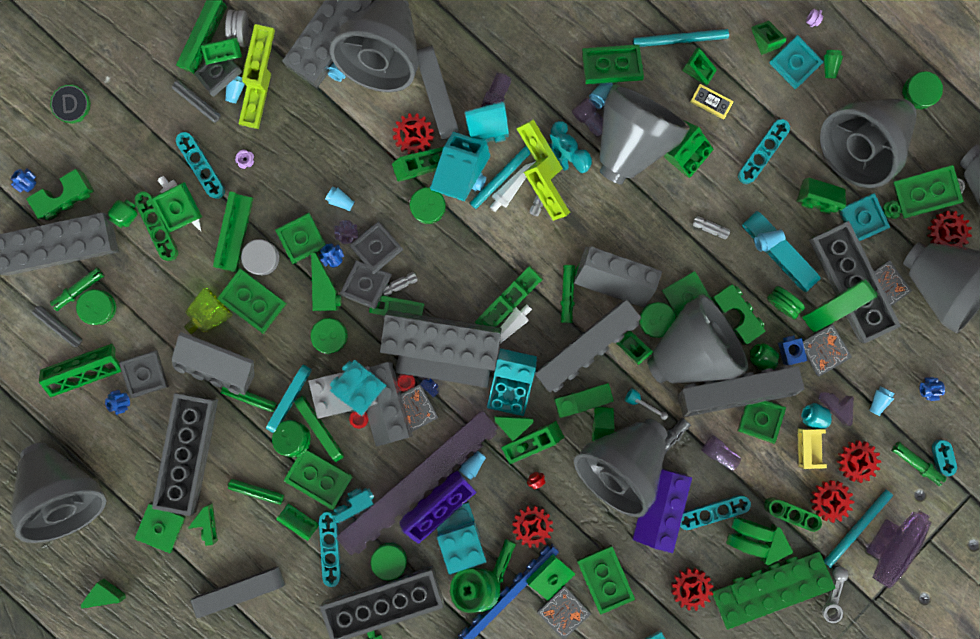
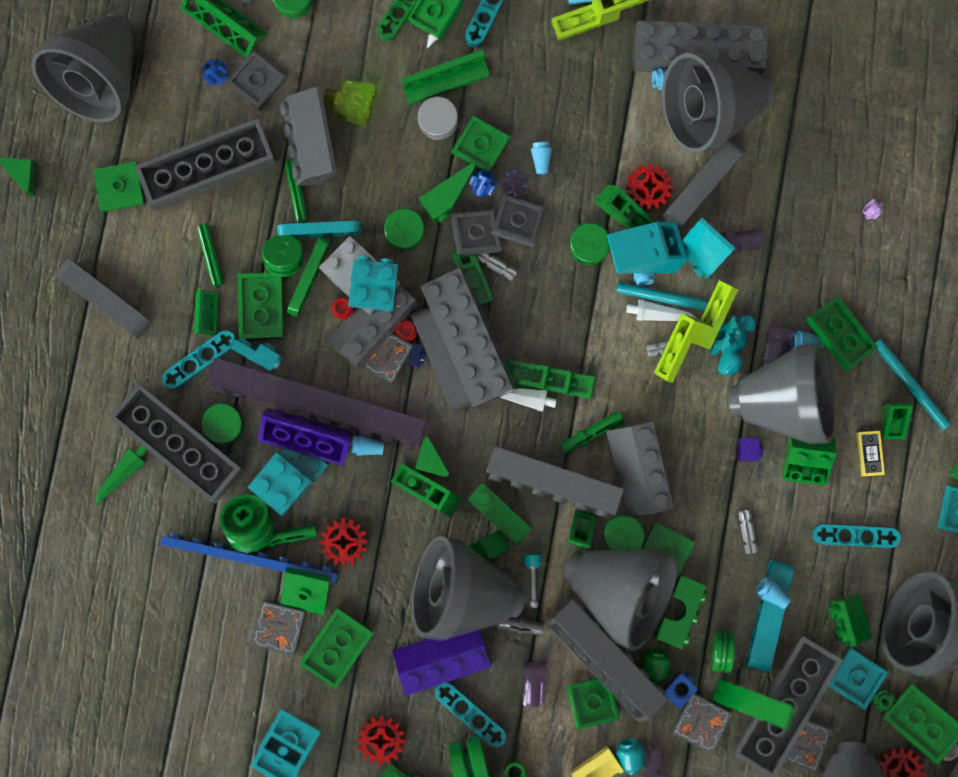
camera: 60 degrees right, 5 degrees down
(207, 521) = (154, 225): green slope -> none
(244, 154) = (521, 39): lavender plate -> none
(252, 301) = (391, 136): green plate -> none
(512, 382) = (471, 432): teal slope -> none
(536, 480) = (391, 517): red plate -> none
(653, 187) = (749, 449): none -> dark purple plate

